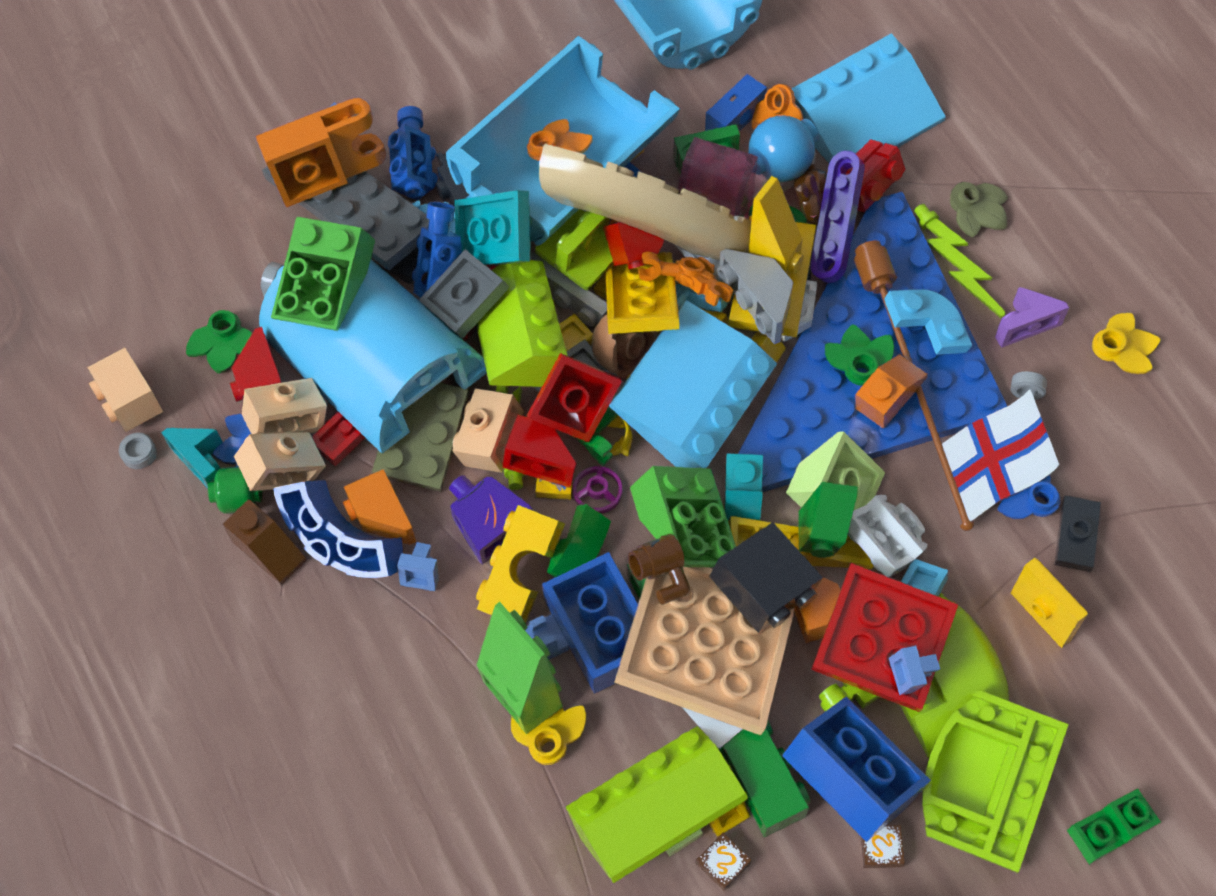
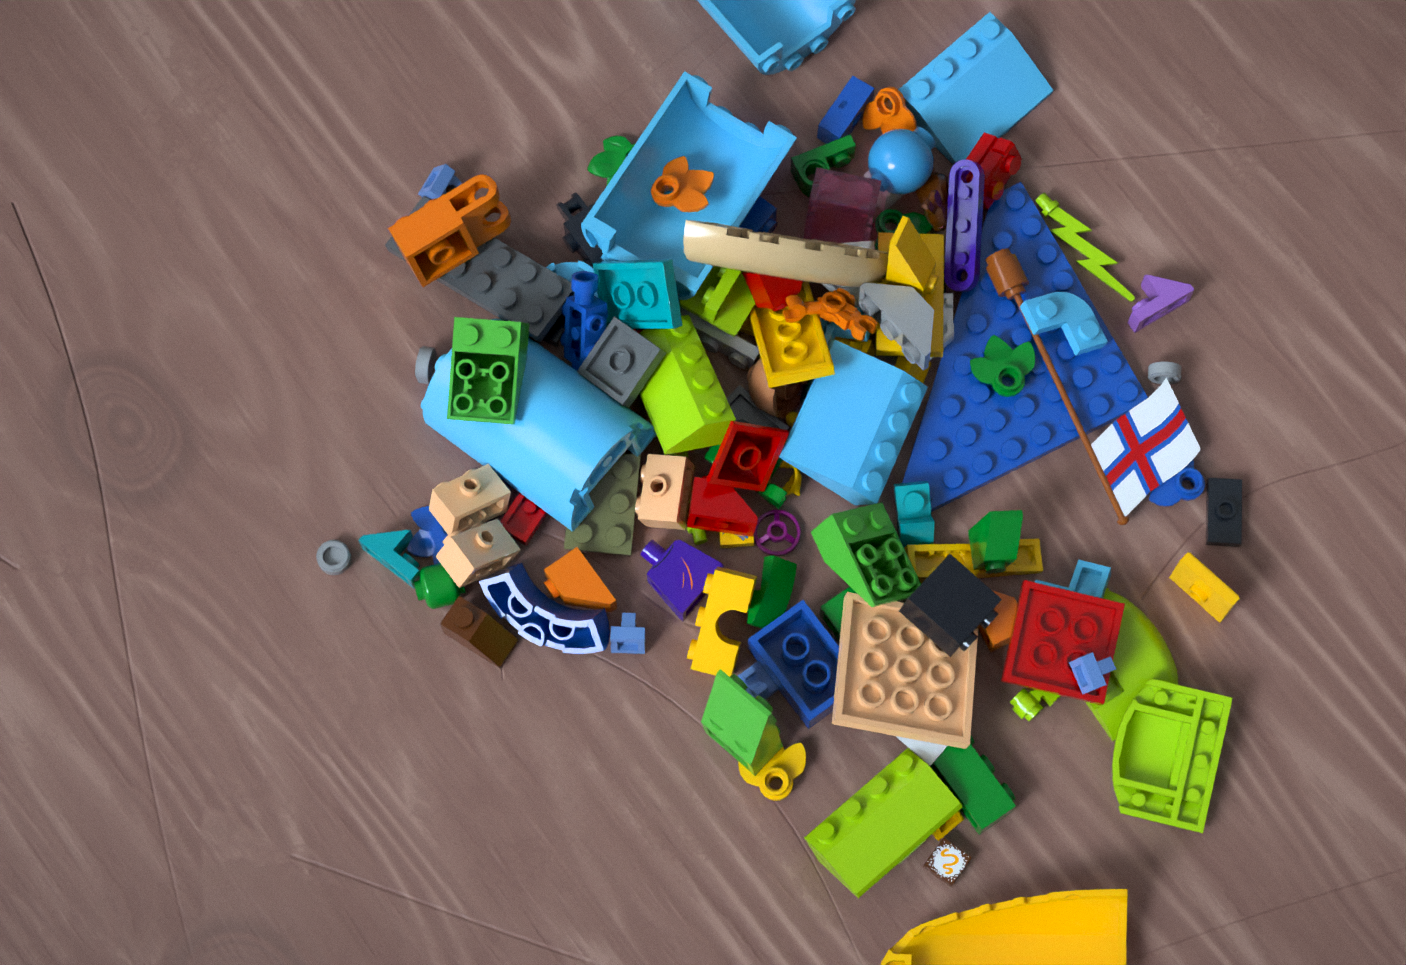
camera: 10 degrees left, 10 degrees up
(125, 390) = (309, 500): light nougat brick -> none
(219, 344) = (387, 439): green plate -> none
(254, 366) = (431, 462): red slope -> none
(411, 155) = (532, 210): blue brick -> none
(574, 332) = (729, 376): yellow tile -> none
(659, 558) = (852, 604): reddish brown piece -> none
(839, 463) = (998, 486): yellowish green slope -> none
(856, 768) = (1052, 765): blue brick -> none
(884, 849) = (1083, 827): tile -> none
(887, 534) = (1053, 541): white slope -> none
(889, 390) = (1037, 399): orange slope -> none
(982, 208) = (1101, 190): olive plate -> none
(1113, 826) = (1280, 779): green slope -> none
(1129, 344) = (1254, 312): yellow plate -> none

